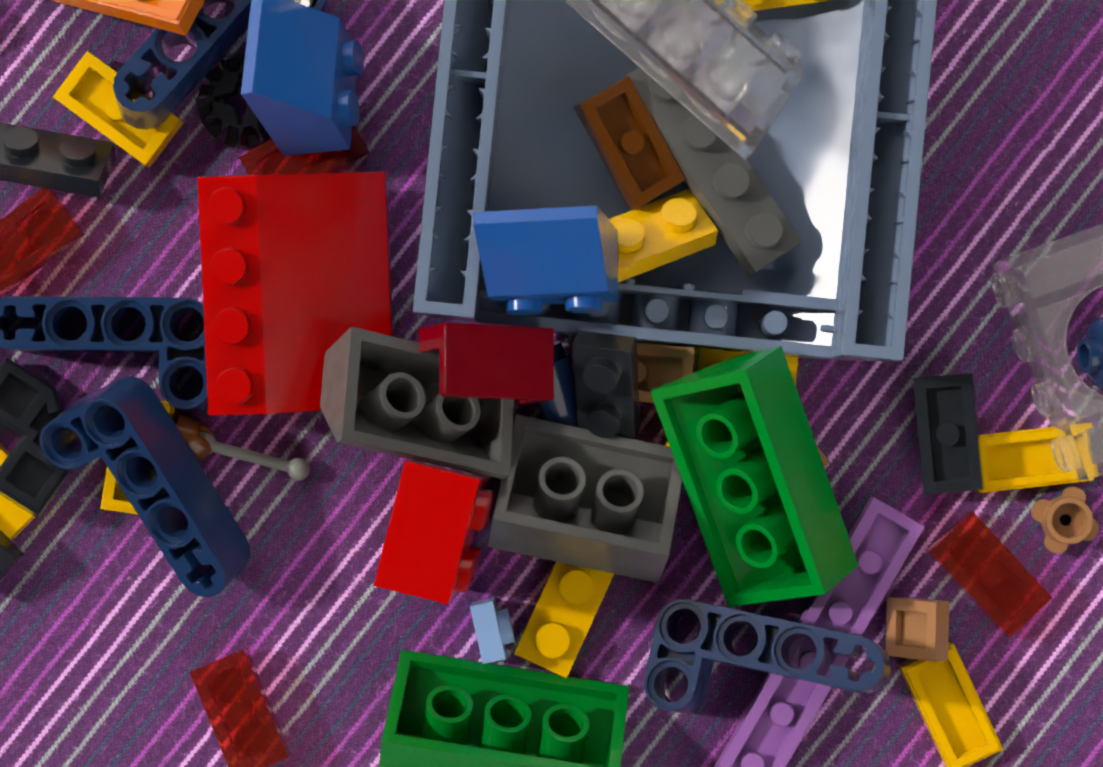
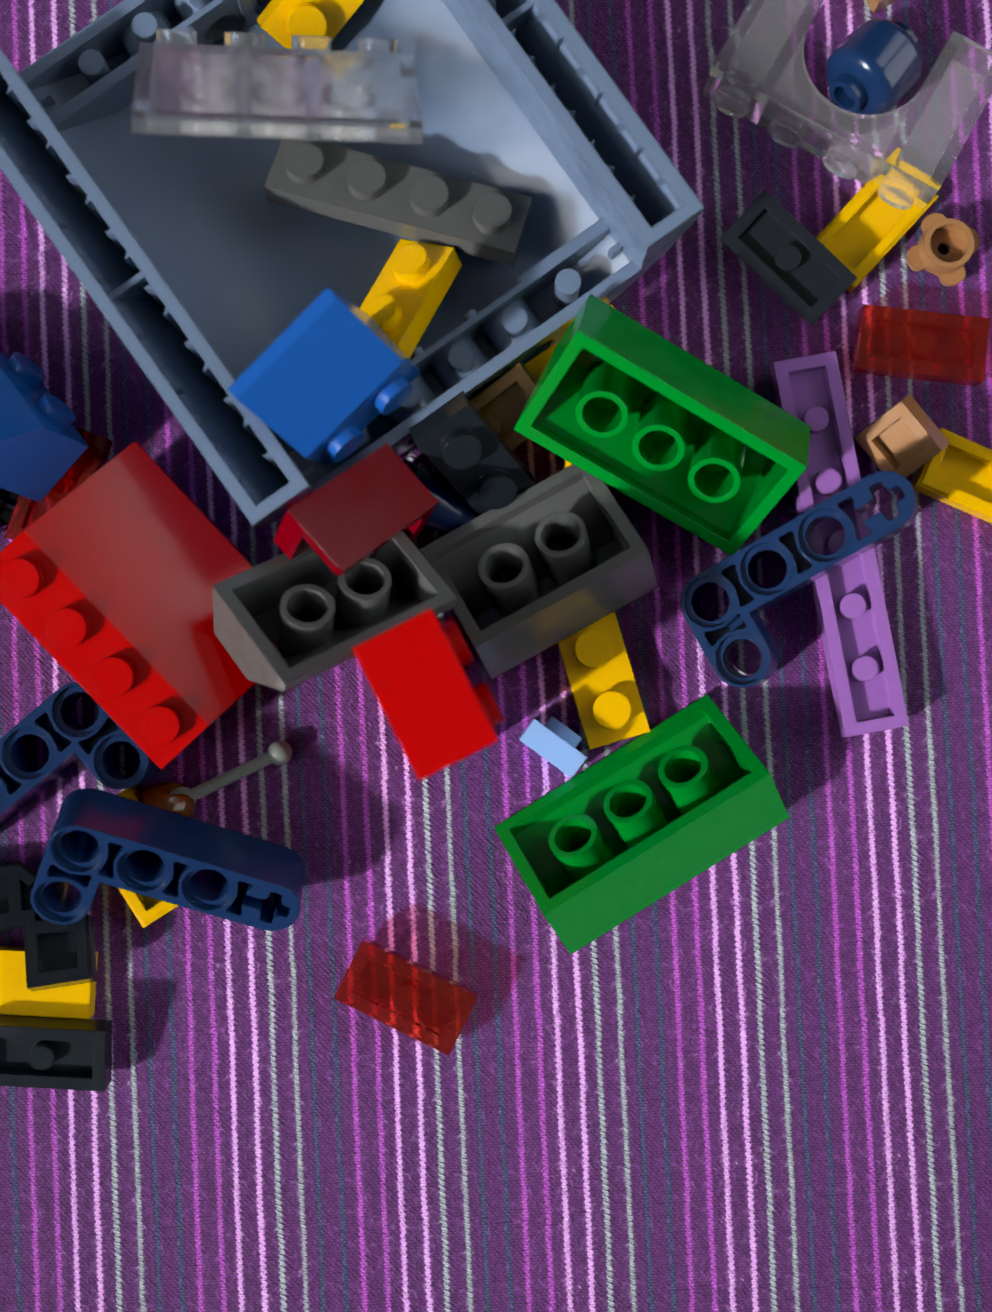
camera: 40 degrees left, 0 degrees up
(629, 143) = (316, 238): reddish brown plate -> none

